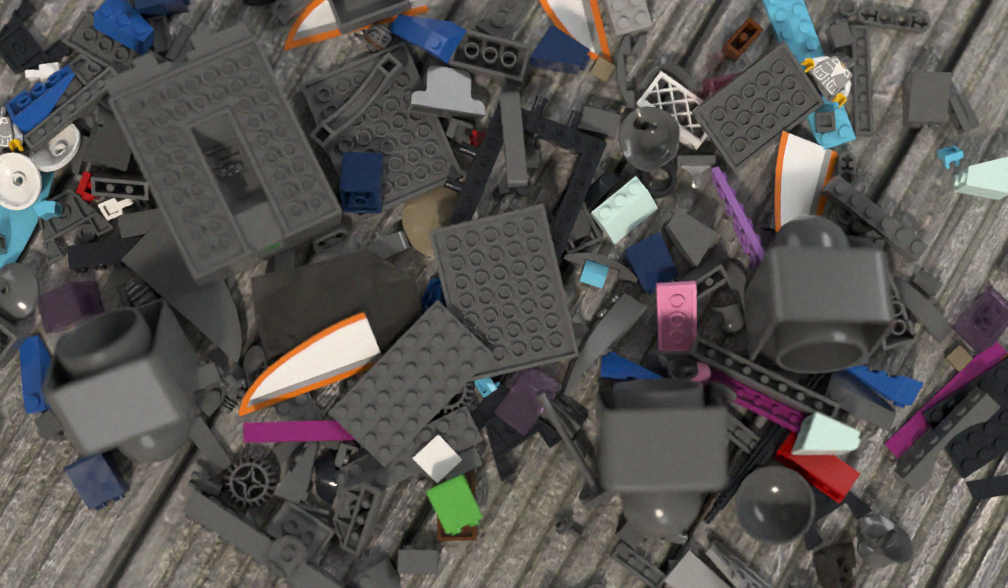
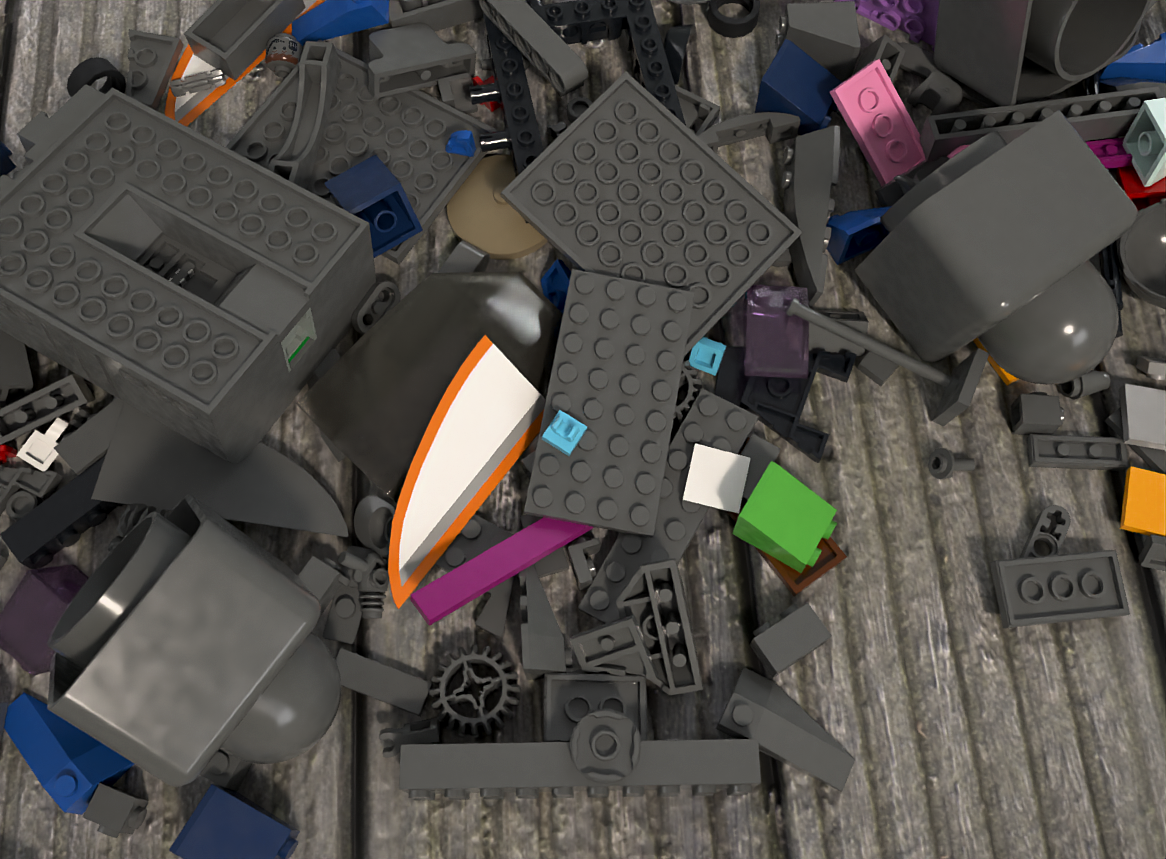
camera: 30 degrees left, 15 degrees down
(319, 23) = (197, 82): none -> dark grey axle
(326, 482) = (572, 593): black piece -> none
(328, 509) = (615, 649): none -> dark grey wing
(372, 388) = (564, 433): none -> medium azure tile
(435, 174) = (461, 143): none -> blue tile
(594, 274) = (740, 149): medium azure piece -> none
(624, 210) = (721, 61): light aqua slope -> none

